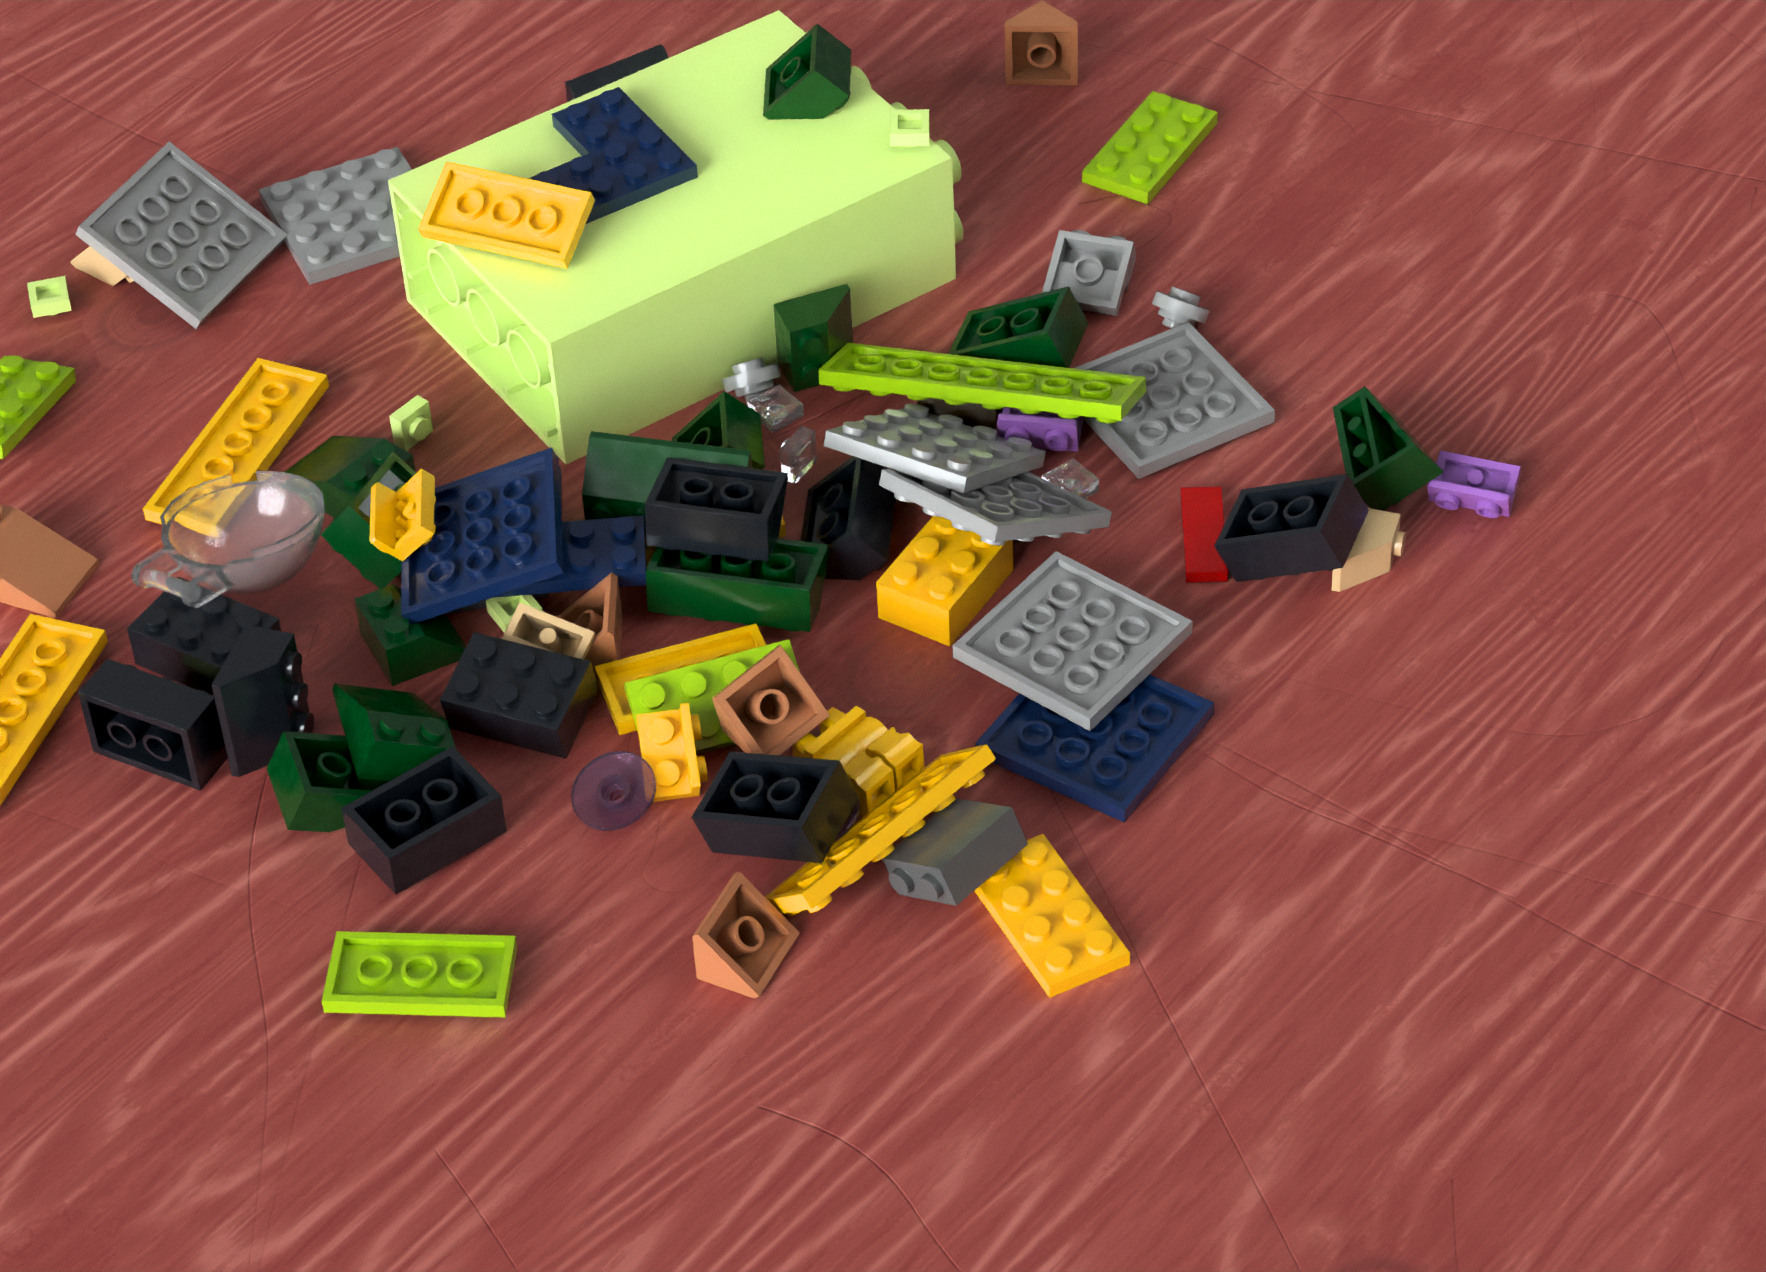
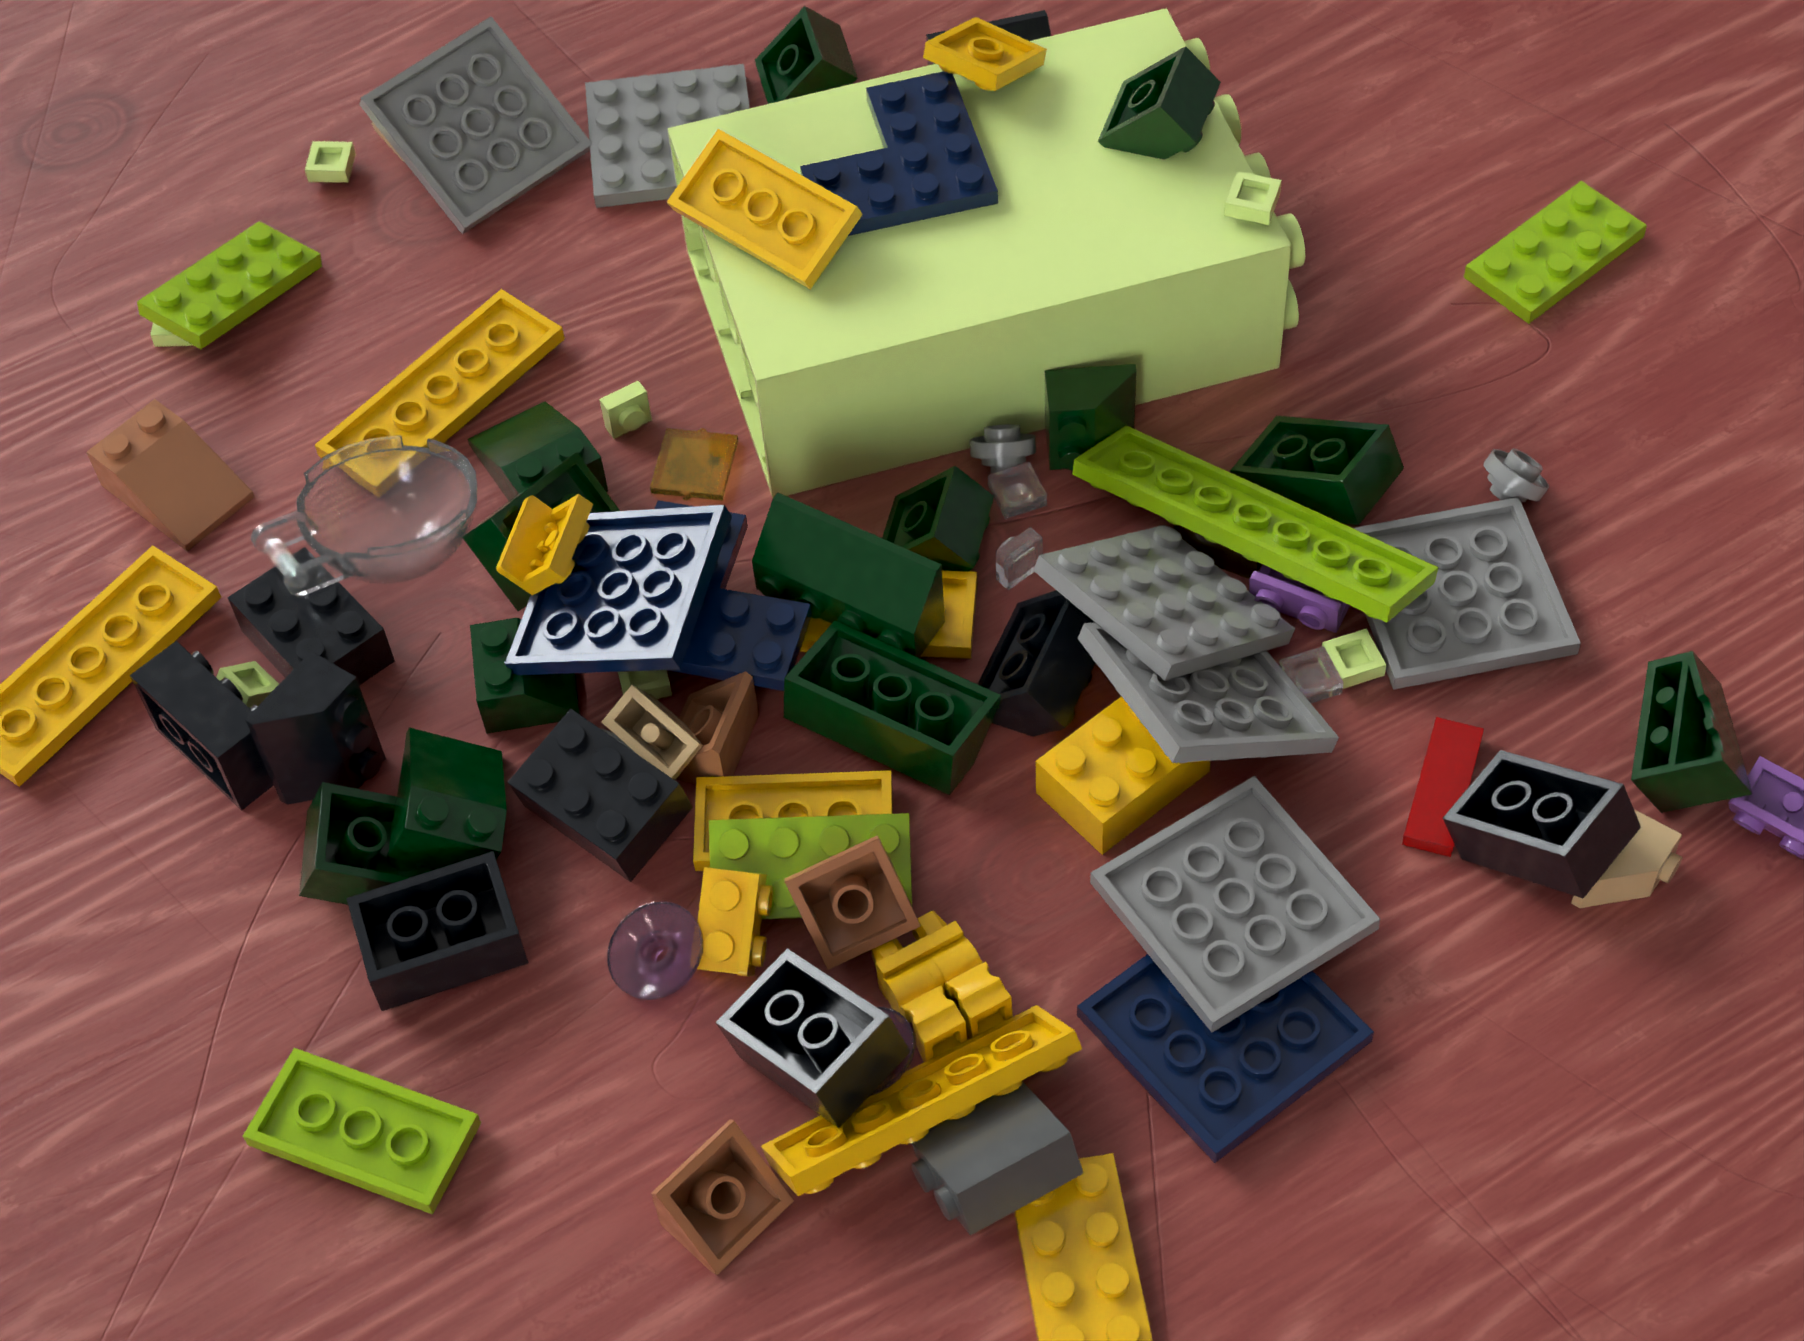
camera: 20 degrees right, 10 degrees up
(449, 125) = (805, 58): none -> dark green slope
(484, 448) = (694, 464): none -> clear yellow piece
(643, 68) = (984, 54): none -> yellow plate
(716, 509) = (882, 625): black slope -> none
(1041, 47) = (1468, 100): nougat slope -> none
(1093, 269) = (1428, 401): light grey plate -> none
(1102, 461) = (1355, 657): none -> yellowish green plate

